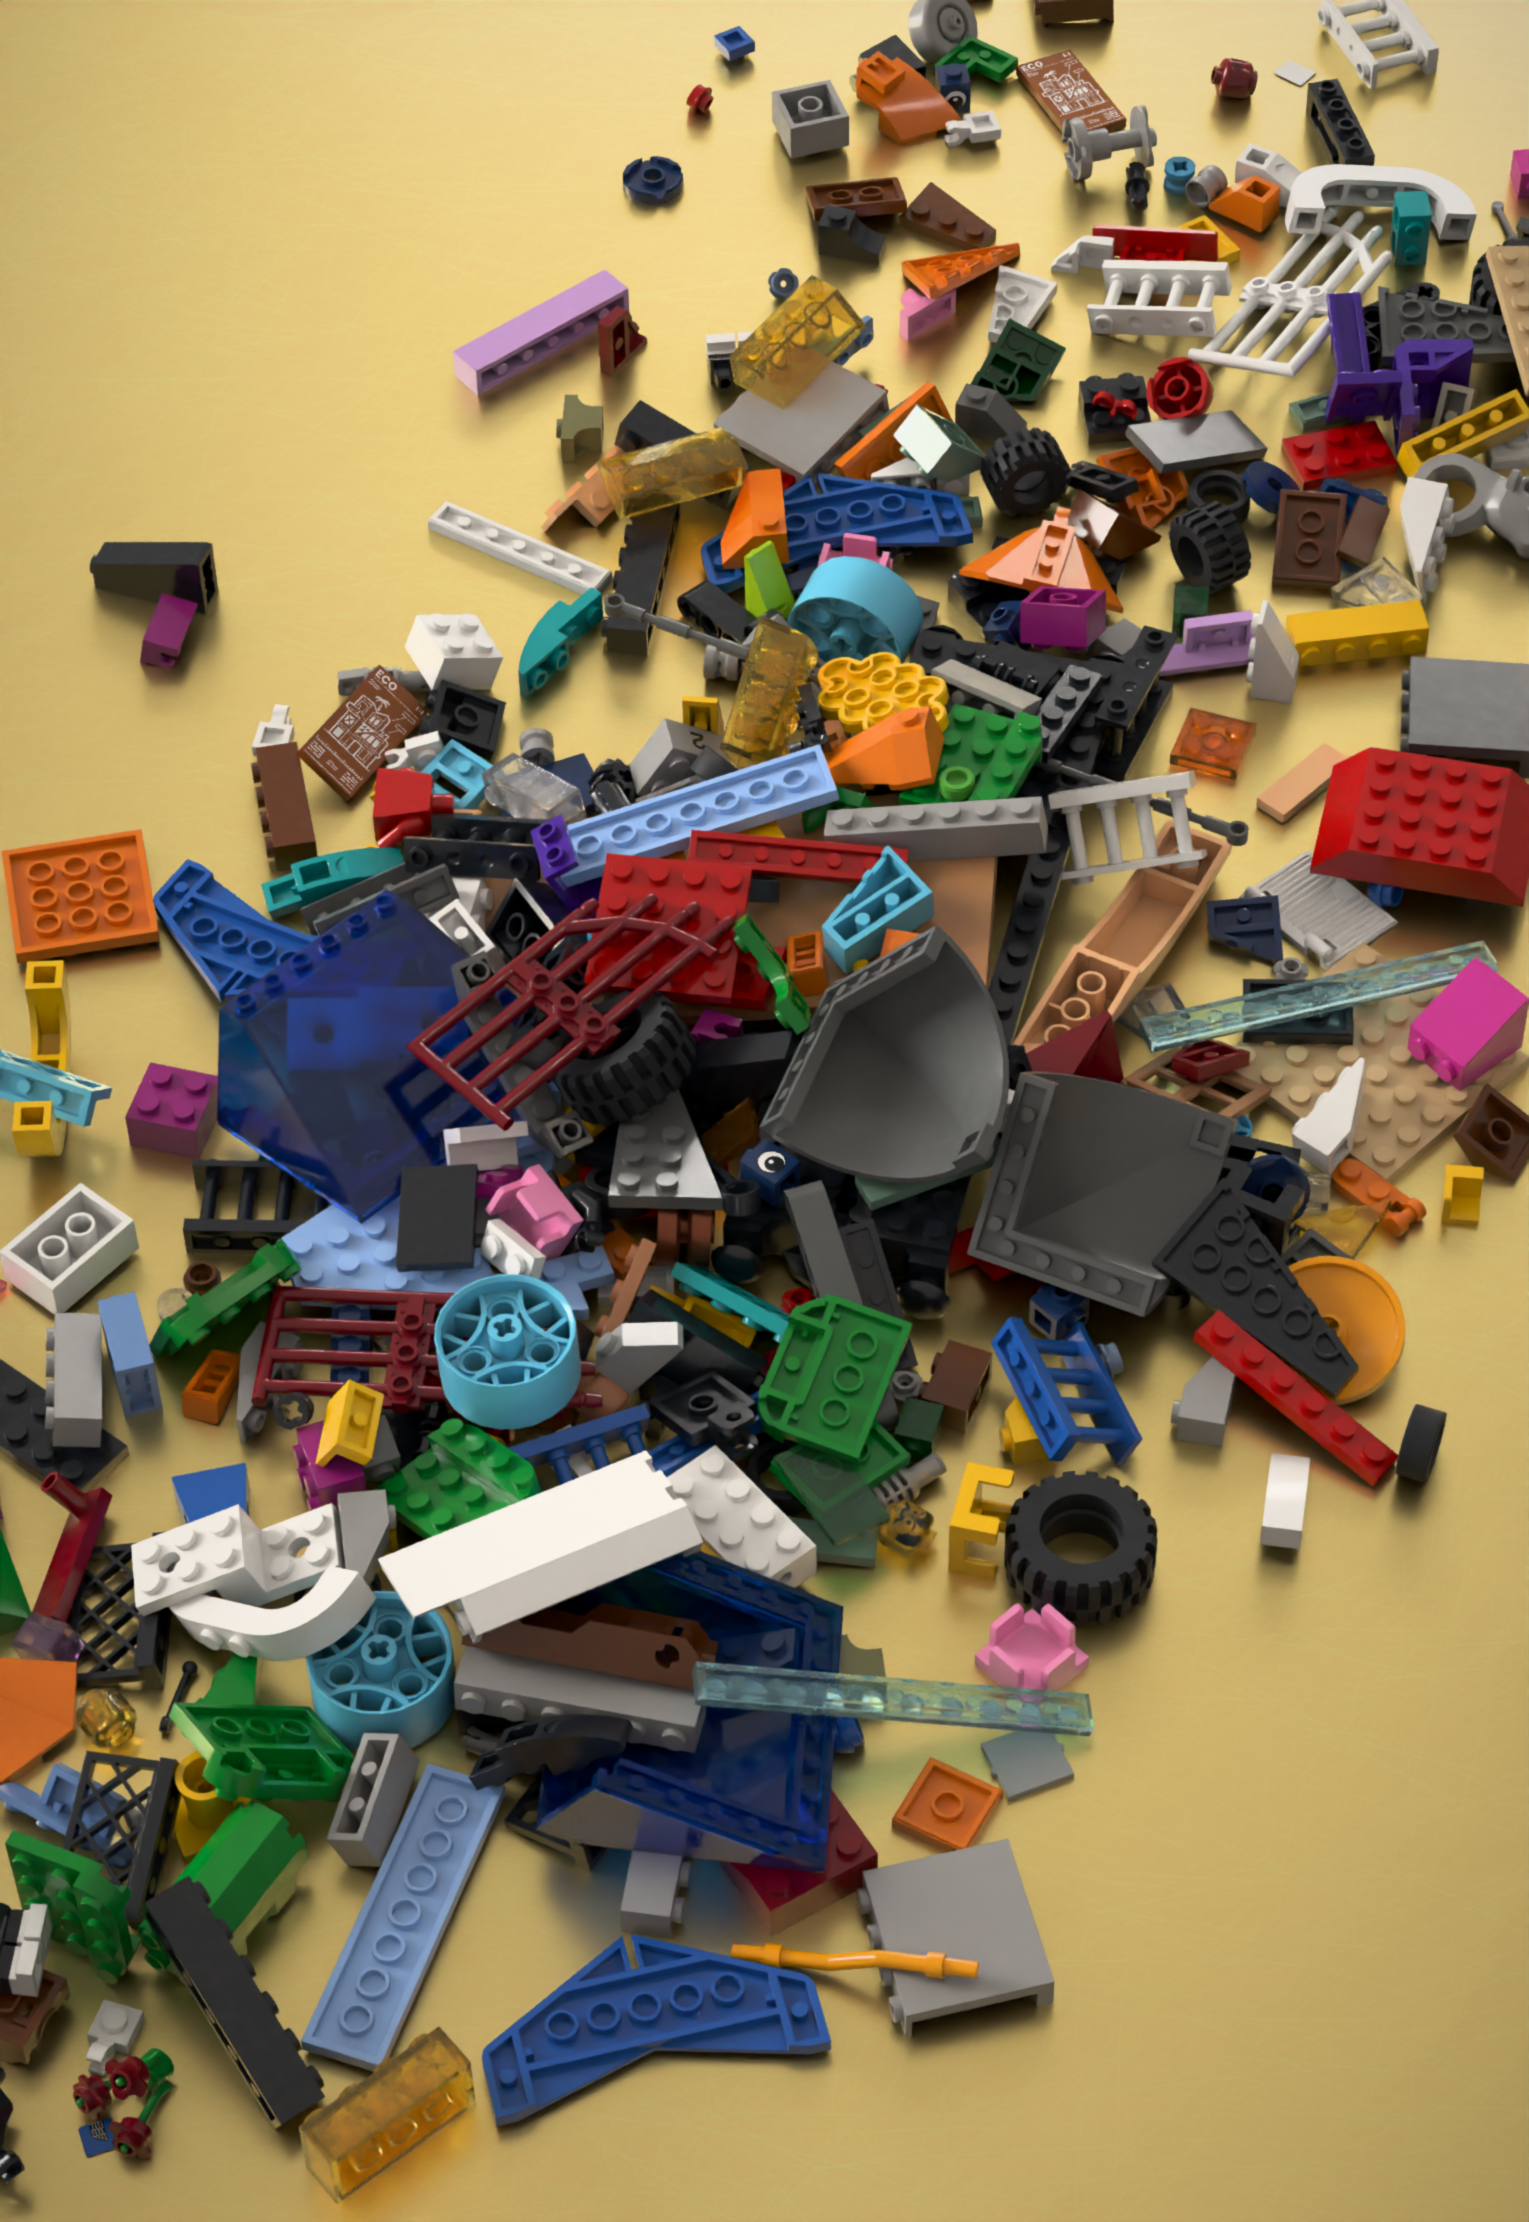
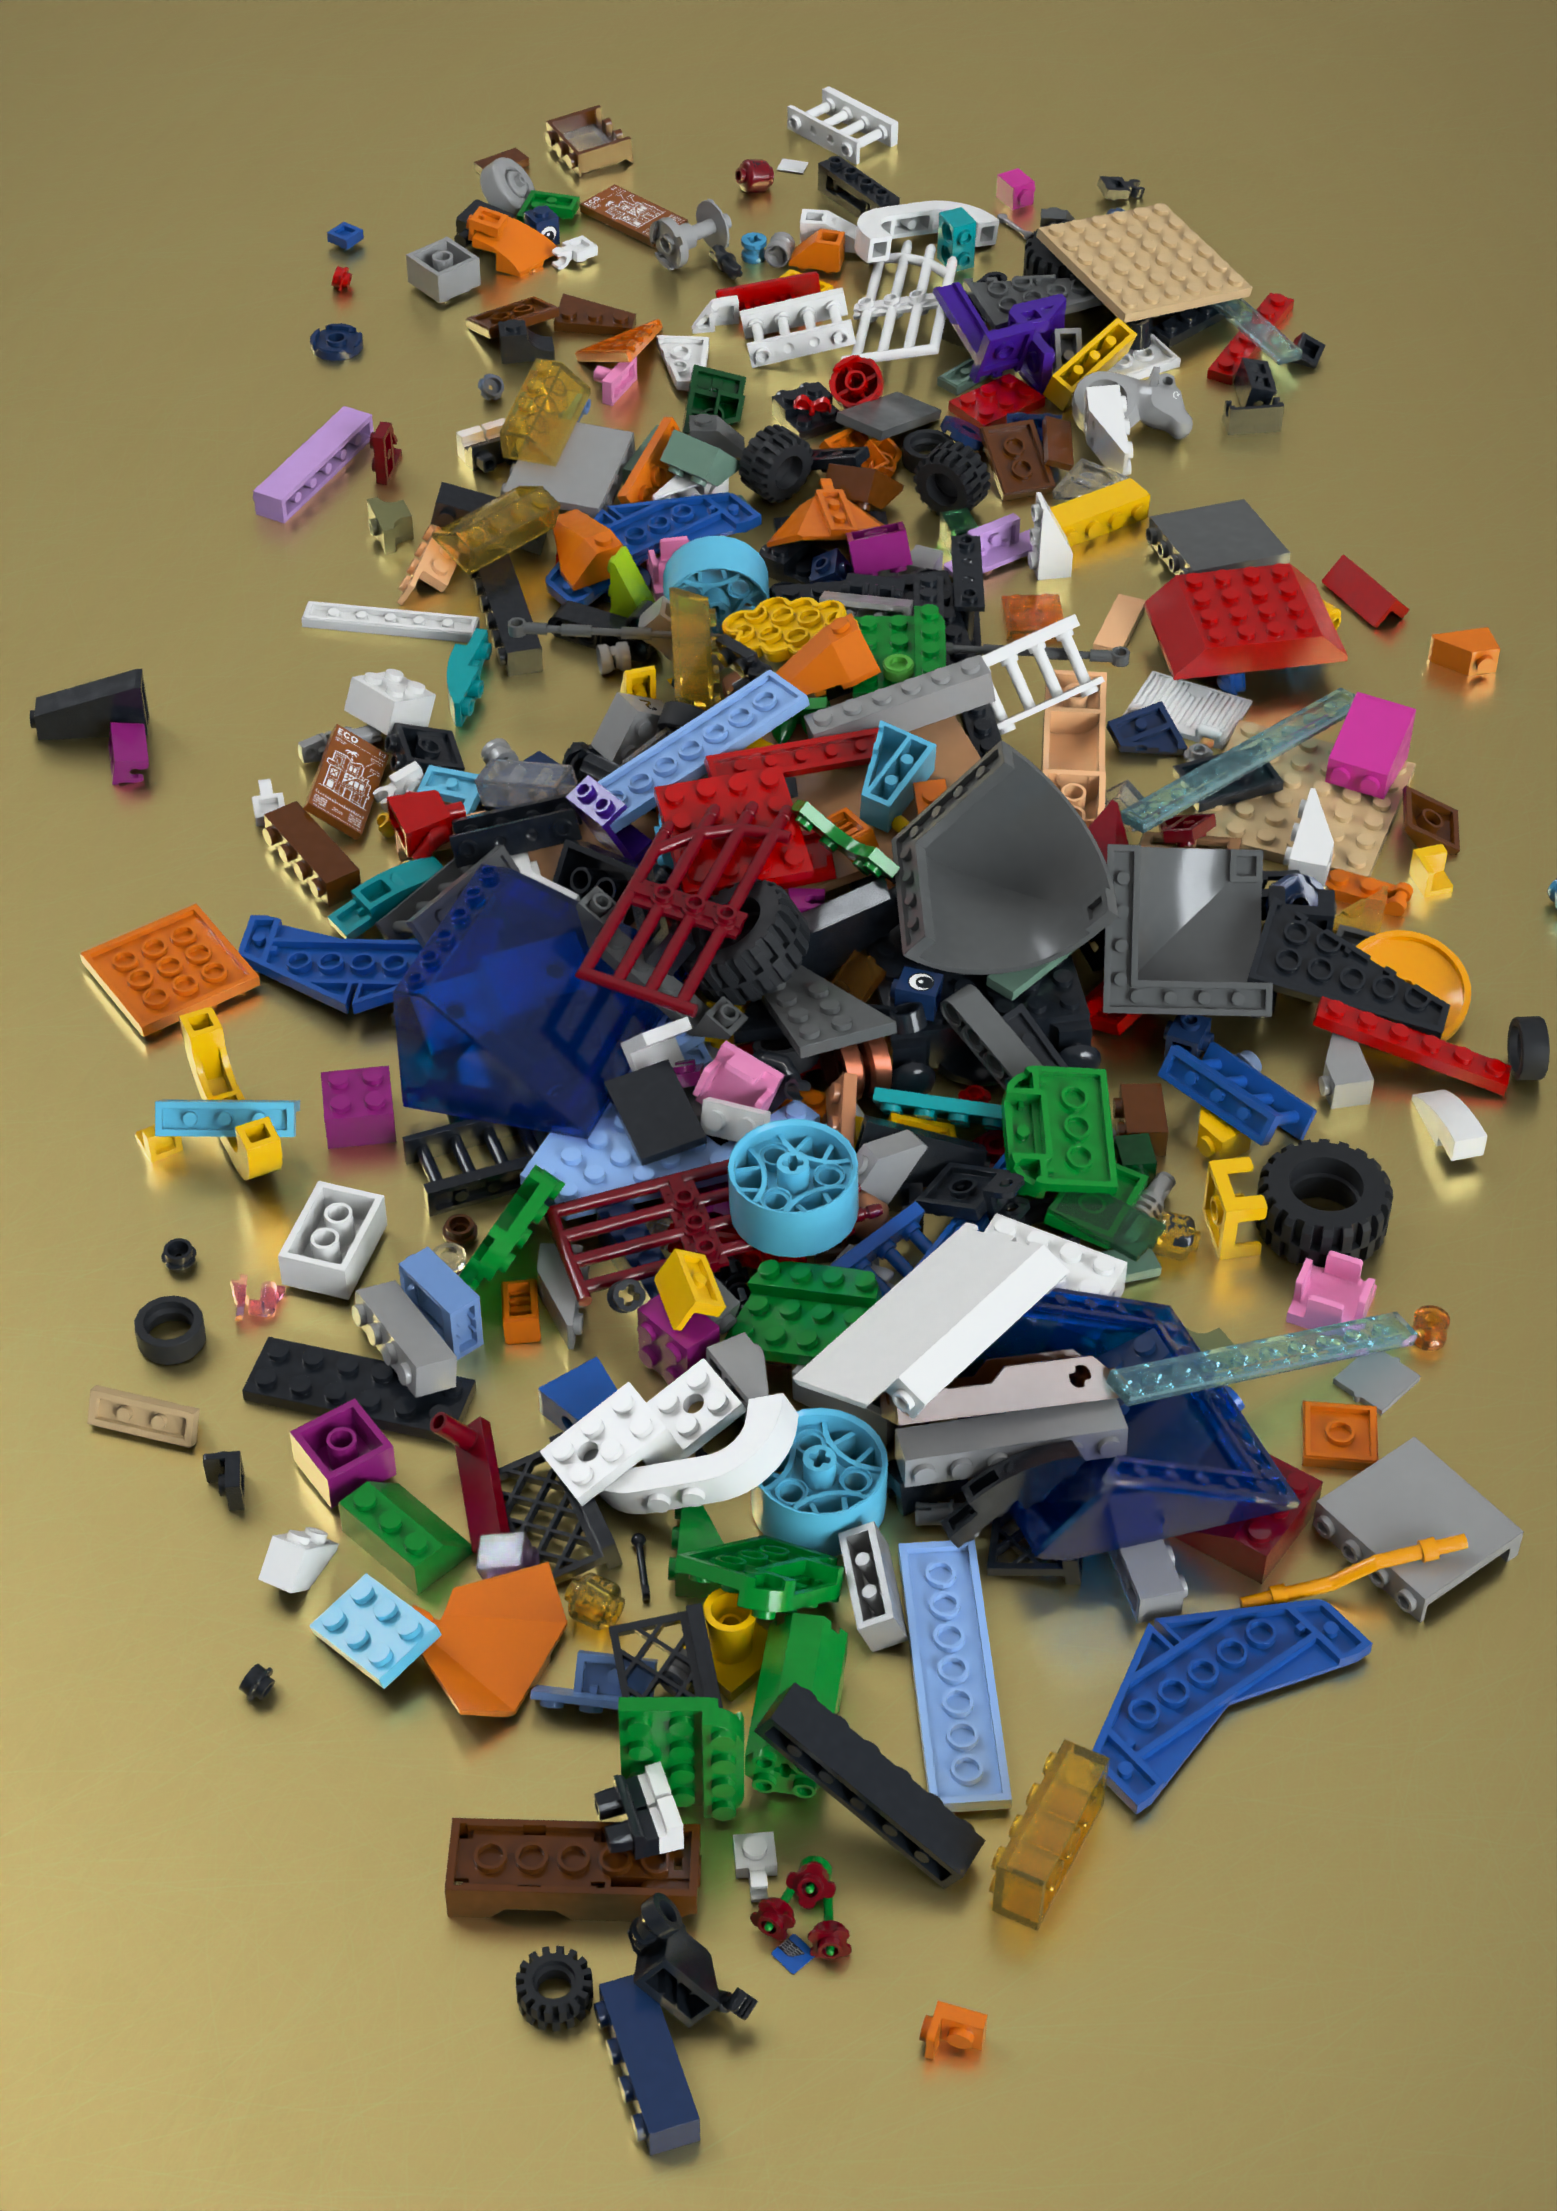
camera: 25 degrees left, 5 degrees down
(1114, 1735) = (1432, 1327): none -> clear orange wheel

